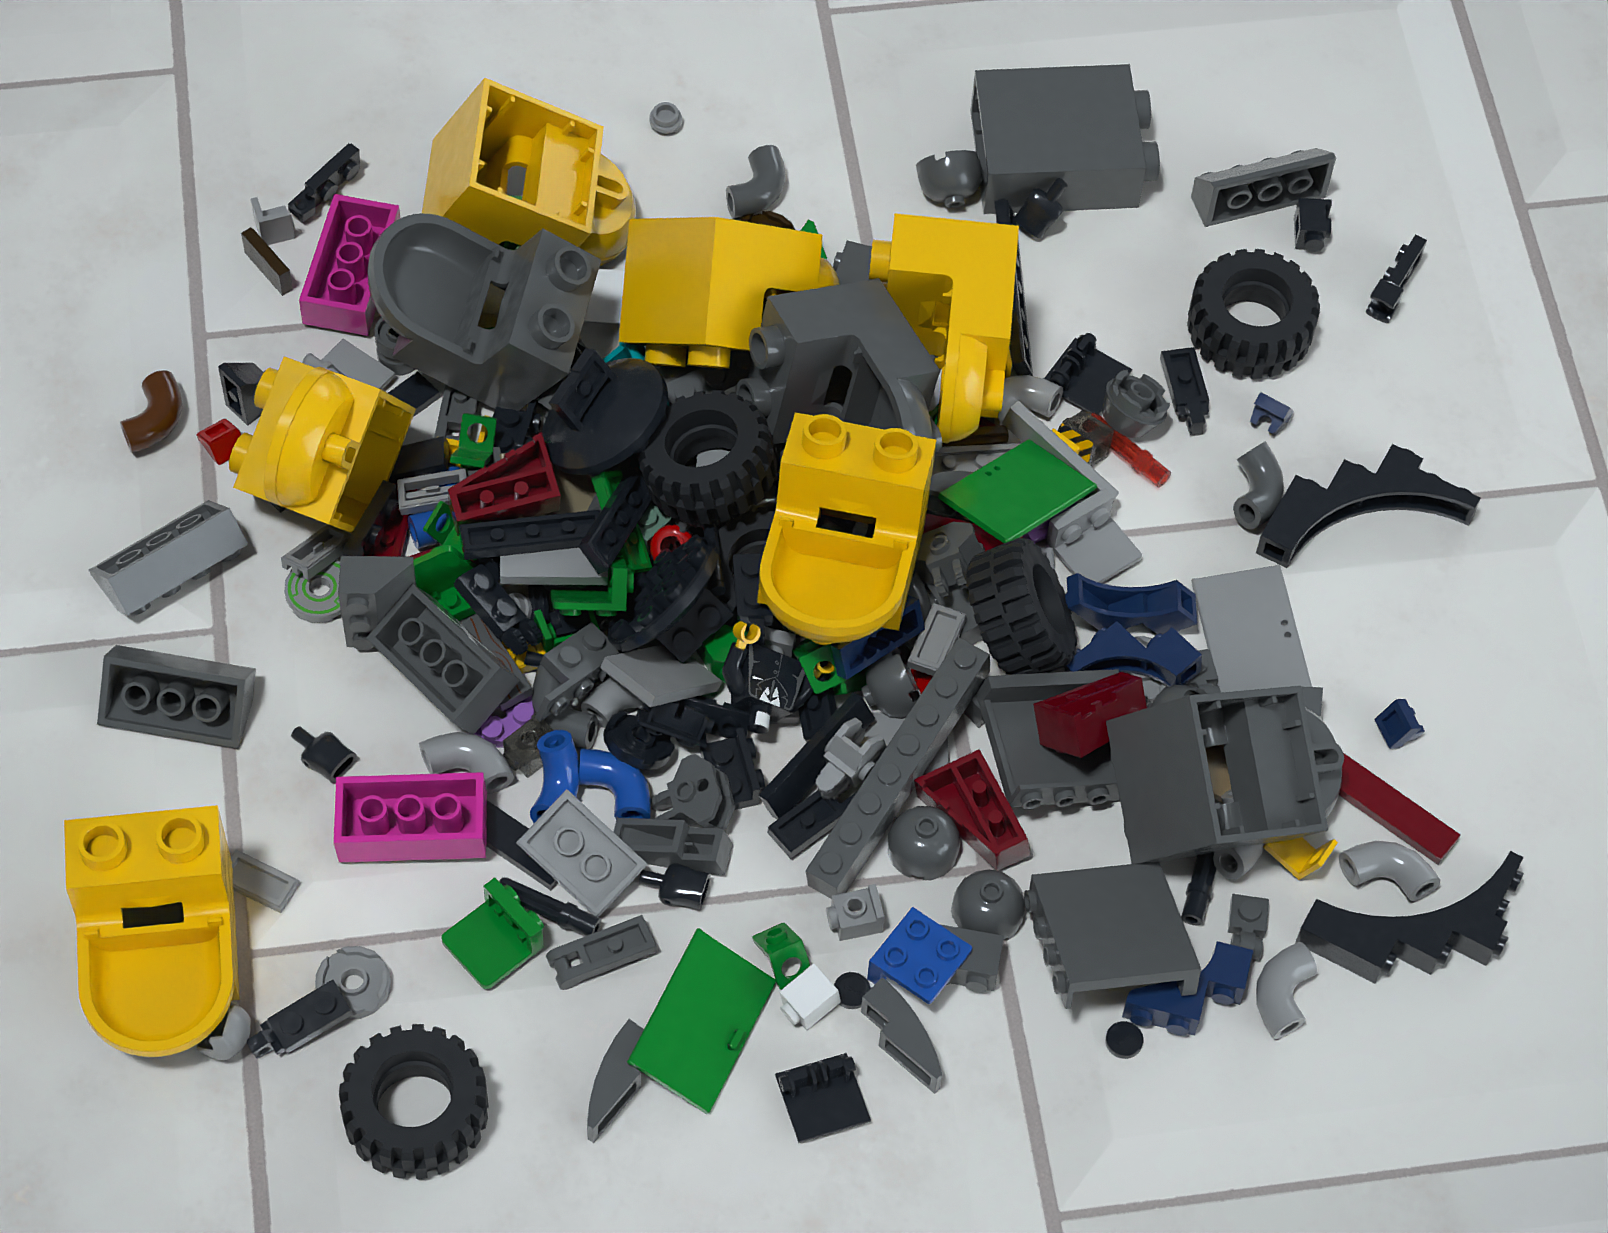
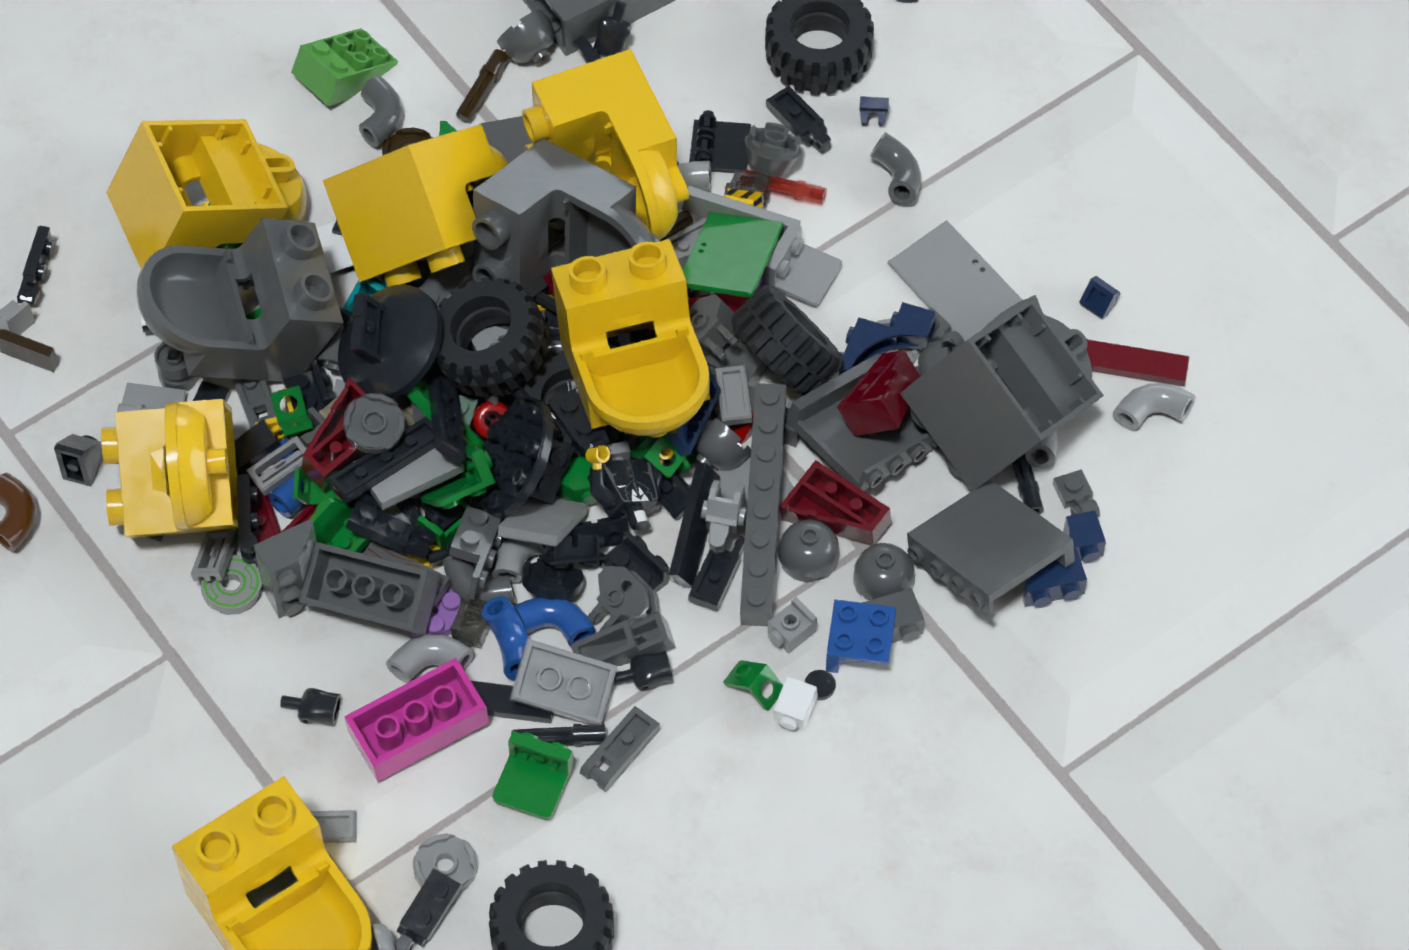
camera: 25 degrees left, 0 degrees up
(170, 557) = (98, 616): slope -> none
(175, 696) = (172, 719): dark grey slope -> none
(219, 440) = (79, 507): red slope -> none
(337, 280) = (99, 321): dark pink brick -> none
(538, 490) = (373, 423): none -> dark grey tile
(614, 1082) = (689, 833): dark grey slope -> none
(665, 118) = (274, 92): light grey plate -> none
(697, 1018) = (724, 753): green container -> none
(746, 117) = (341, 65): none -> bright green slope
(822, 1097) = (846, 771): black hinge -> none
(891, 196) = (487, 76): none -> dark brown axle
(902, 1033) = (880, 696): dark grey slope -> none
(1124, 1039) = (1037, 622): black piece -> none
(1154, 606) = (878, 293): dark blue arch -> none
(1276, 989) = (1125, 530): light grey cylinder -> none
(1299, 855) = (1086, 428): yellow bracket -> none
(1357, 491) = (970, 138): black arch -> none
(1373, 943) = (1174, 465): black arch -> none

